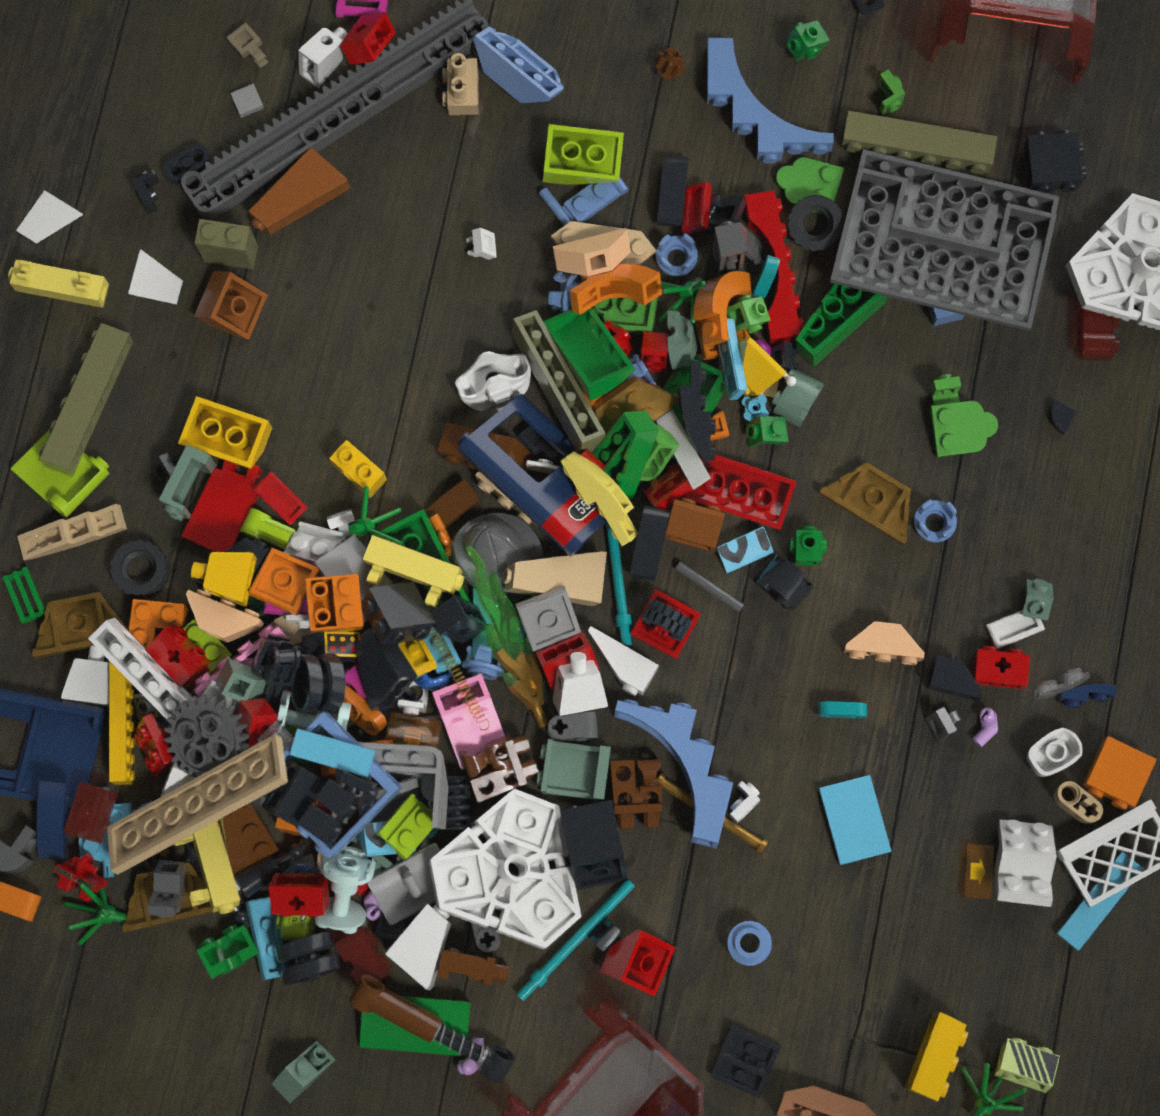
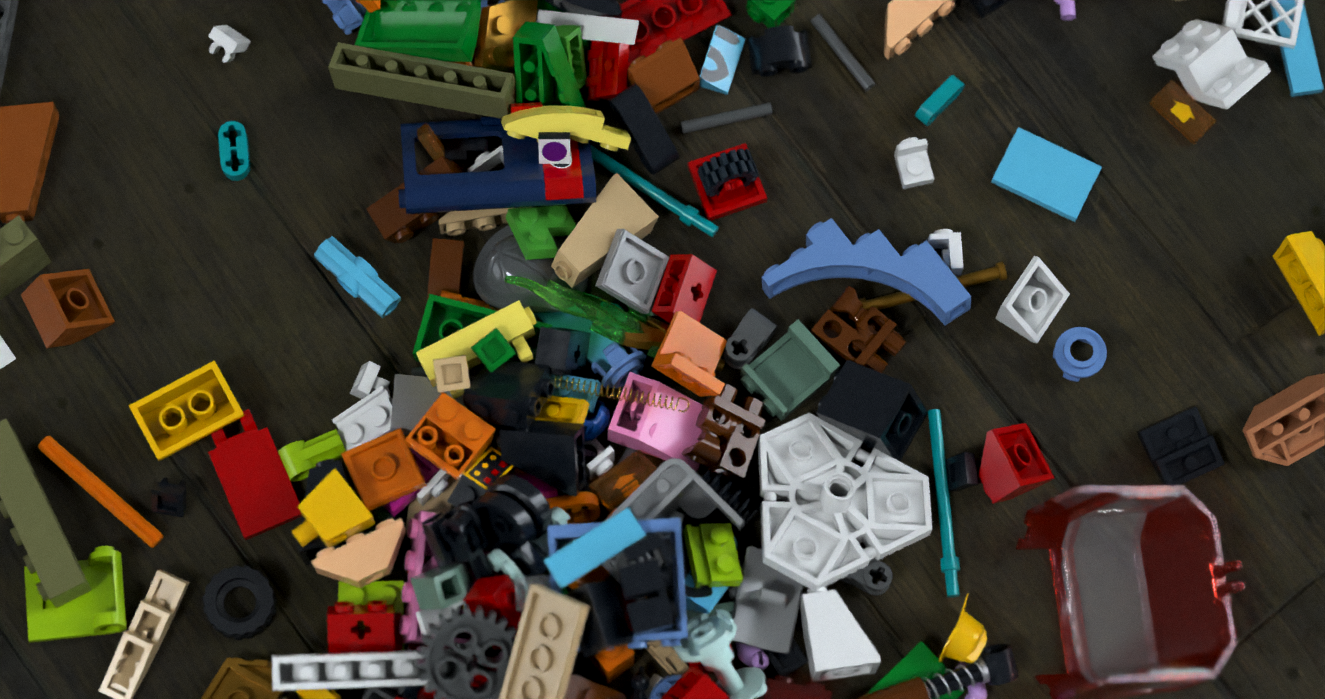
camera: 55 degrees left, 5 degrees down
(137, 427) = (100, 491): none -> orange axle
(151, 617) = (302, 623): orange brick -> none
(181, 480) = (189, 458): sand green panel -> none
(280, 498) = (294, 417): red tile -> none
(295, 717) = (527, 560): none -> black tile
(358, 468) = (333, 324): yellow brick -> none
(366, 526) = (397, 357): green plant -> none
(373, 568) = (451, 373): none -> tan tile
(401, 456) = (357, 277): none -> medium azure piece
(413, 307) = (241, 150): none -> teal beam
(413, 580) = (493, 350): none -> green tile
(473, 966) = (895, 608): reddish brown hips -> none
(495, 1029) = (966, 639): none -> yellow piece
(498, 390) = (381, 126): white piece -> none
(520, 423) = (430, 141): none -> clear orange tile
(523, 533) = (536, 226): none -> bright green plate
(525, 701) = (691, 355): none -> orange bracket
(578, 501) = (554, 147): none -> tile
(578, 686) = (718, 298): white torso -> none
(628, 666) = (731, 246): white slope -> none
(758, 884) = (1033, 301): none -> white slope
(785, 729) = (913, 163): none -> white bracket
(820, 620) = (842, 52): none -> dark grey piece
(942, 723) = (1027, 28): flat silver tile -> none

